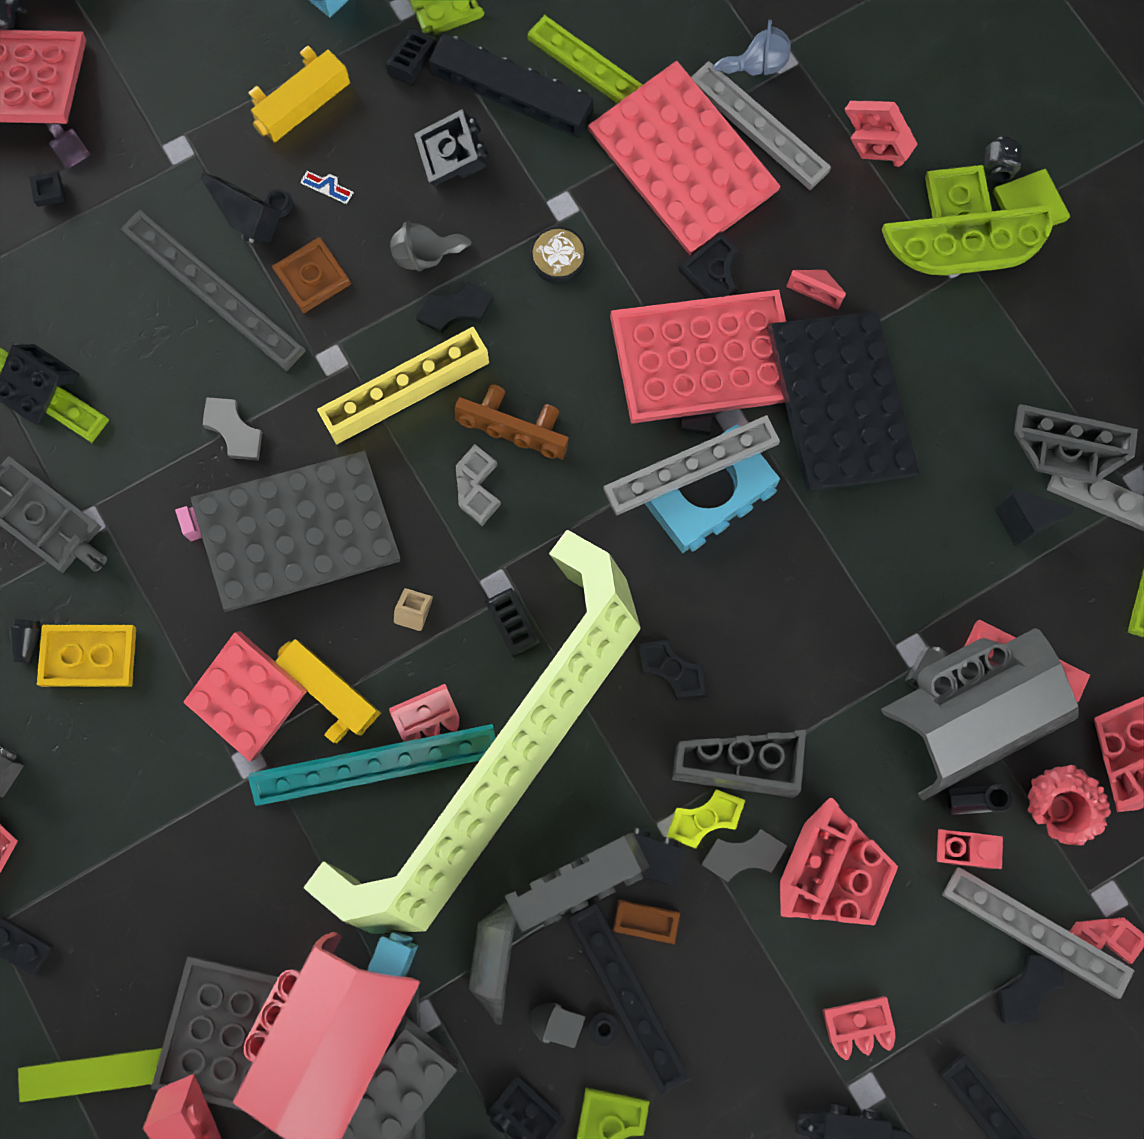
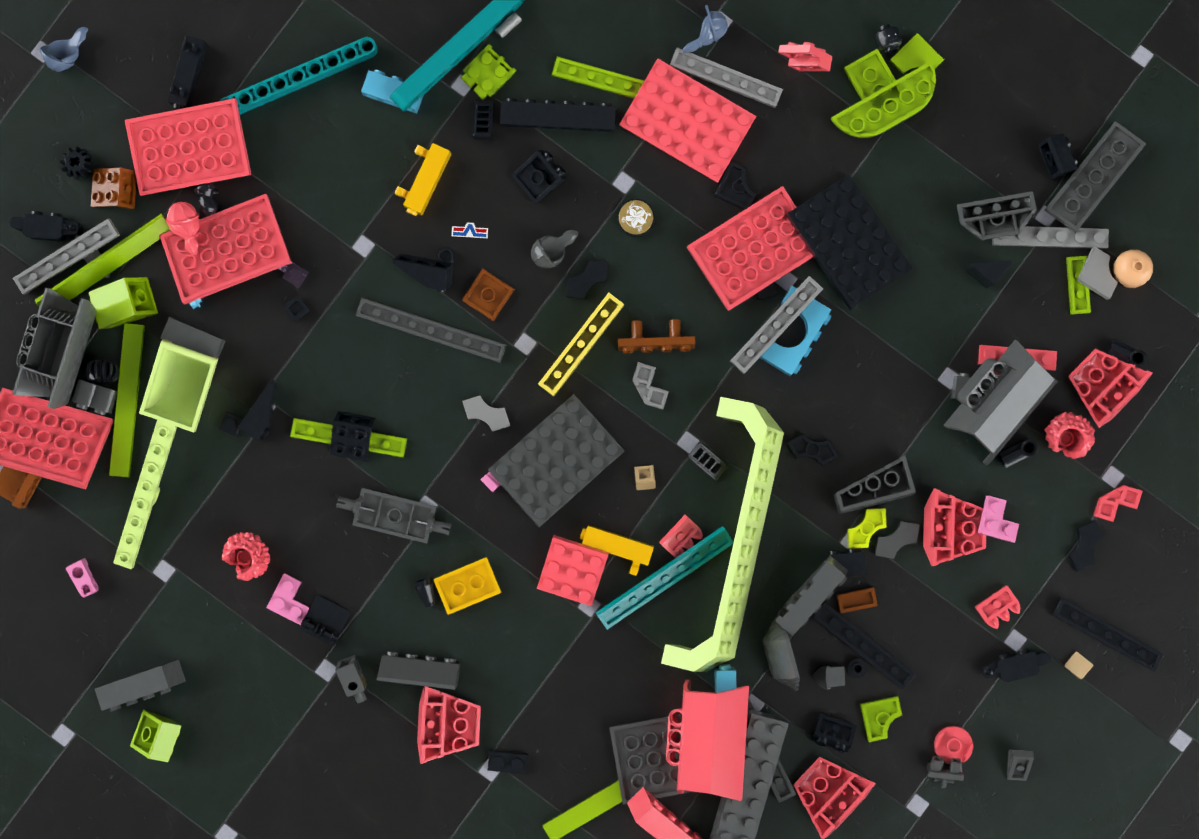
camera: 20 degrees left, 10 degrees up
(817, 285) = (805, 171): coral slope -> none
(899, 890) = (993, 523): none -> bright pink plate
(969, 849) = (1023, 484): coral slope -> none
(1038, 933) = (1077, 514): light grey plate -> none

